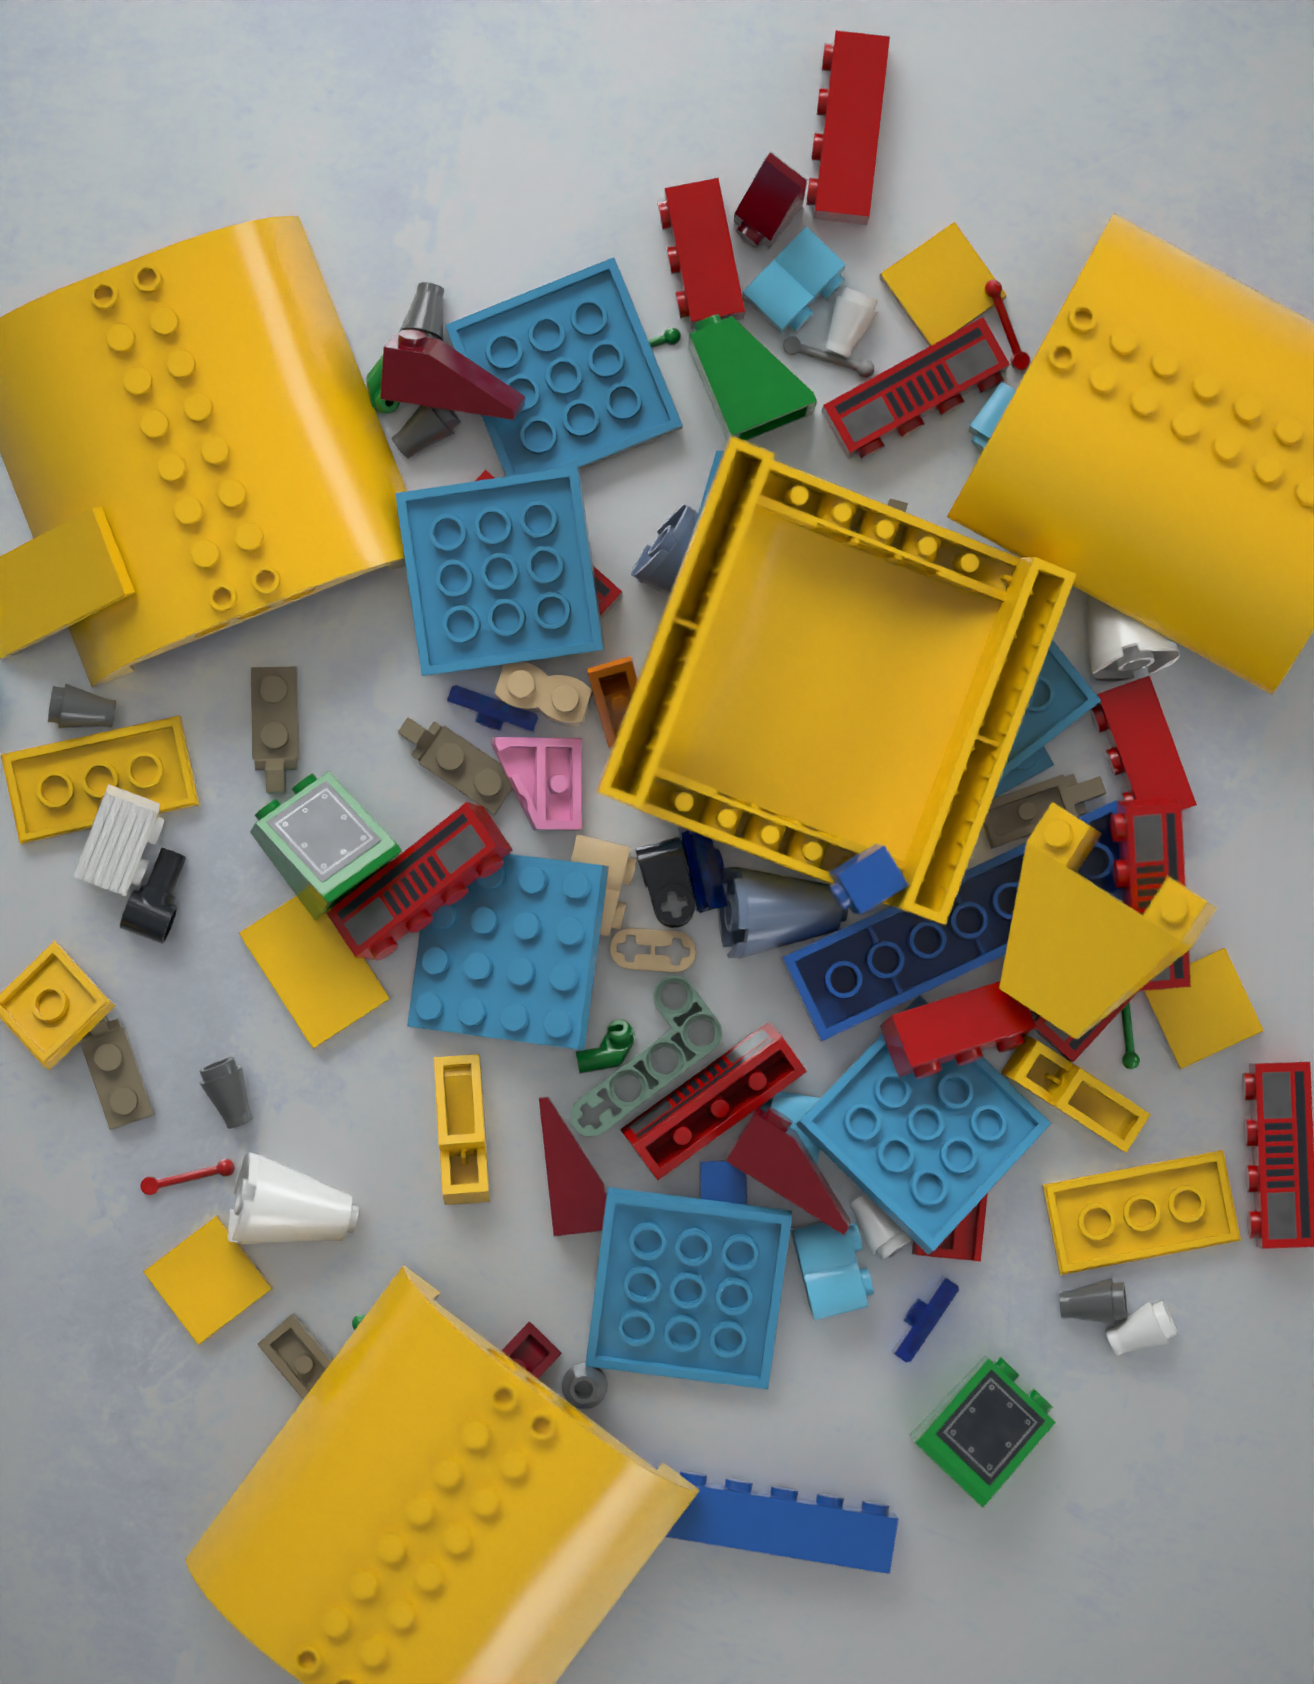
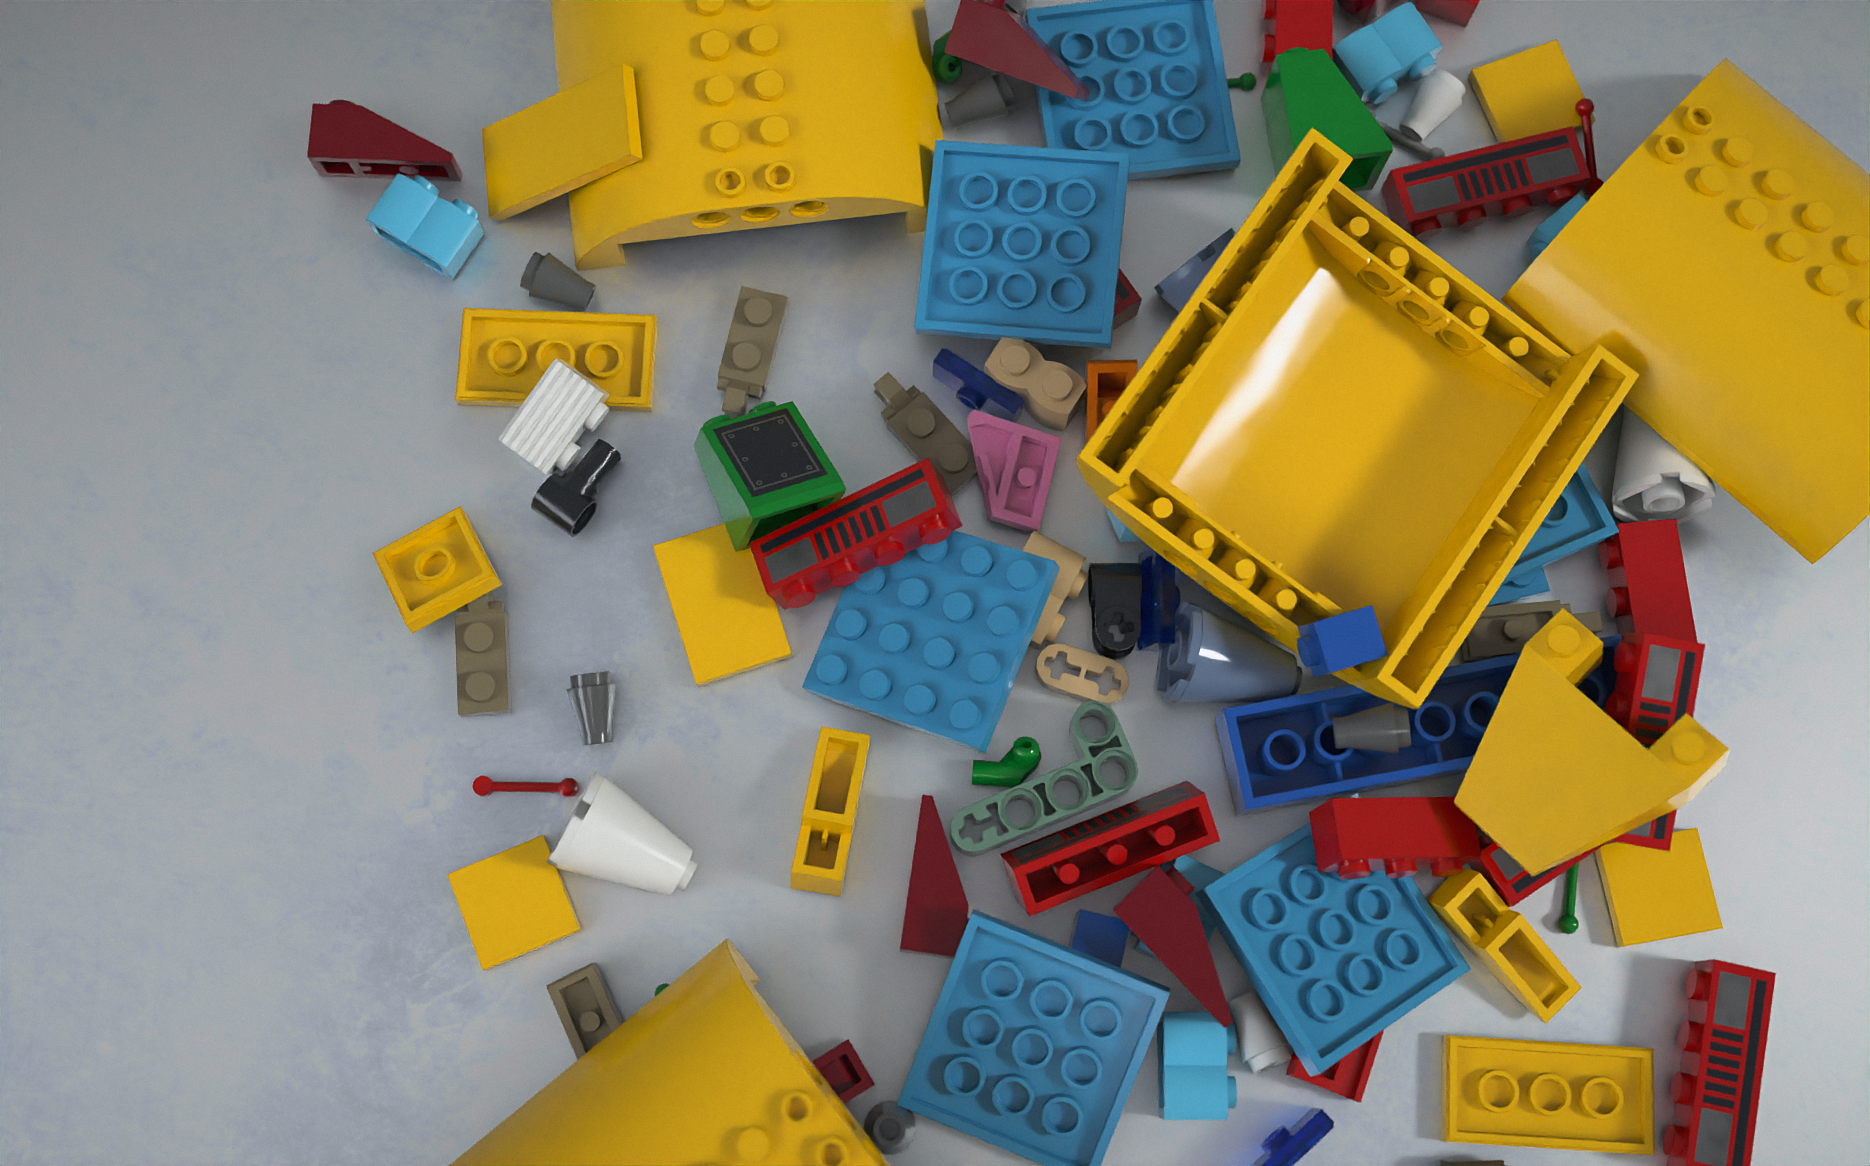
camera: 15 degrees right, 10 degrees down
(915, 945) = (1374, 729): none -> dark grey cone

